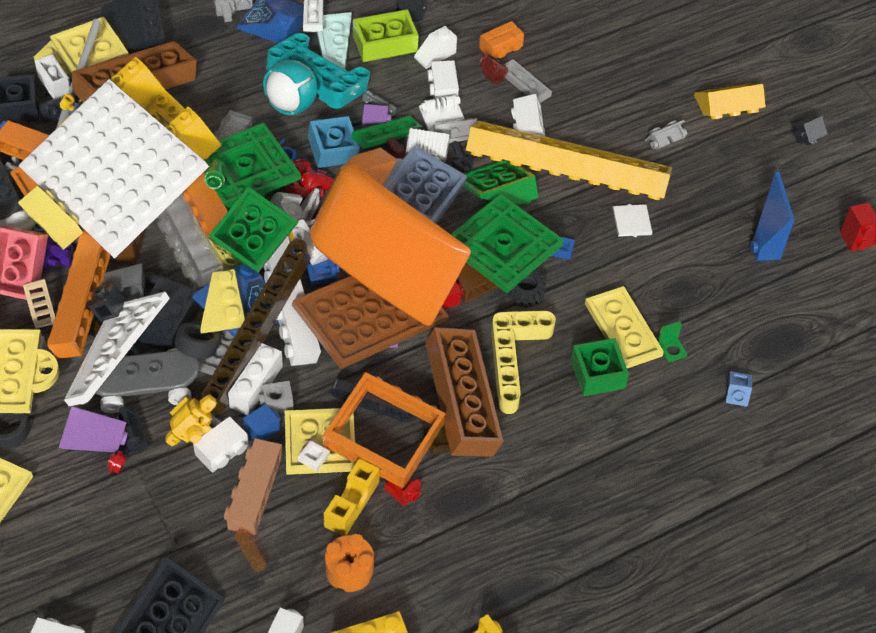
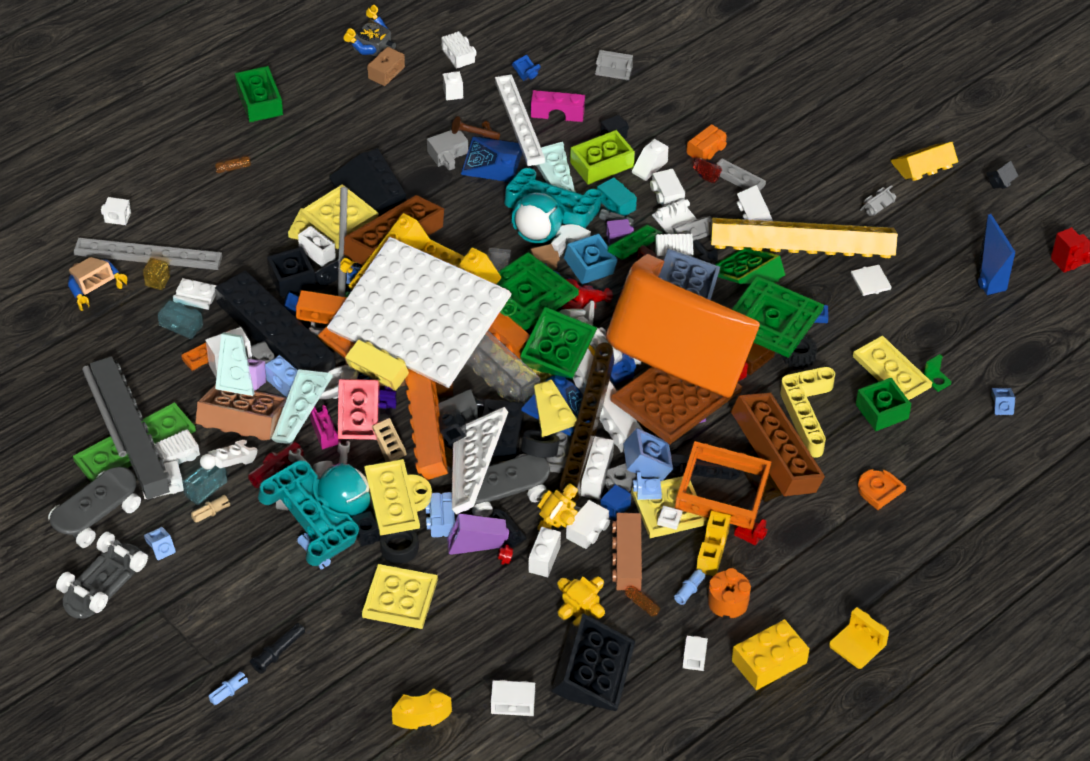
camera: 10 degrees left, 5 degrees down
(56, 408) = (441, 514): none -> light blue brick
(160, 468) = (544, 552): none -> white brick
(179, 533) = (580, 597): none -> yellow piece
(287, 129) = (546, 255): none -> medium nougat brick
(300, 415) = (647, 488): none -> light blue bracket
(309, 543) = (689, 587): none -> light blue axle
(312, 377) = (647, 455): none -> medium blue brick
(317, 111) = (568, 234): none -> white brick
(387, 81) = (617, 197): none -> teal brick
(567, 465) = (879, 487): none -> orange tile

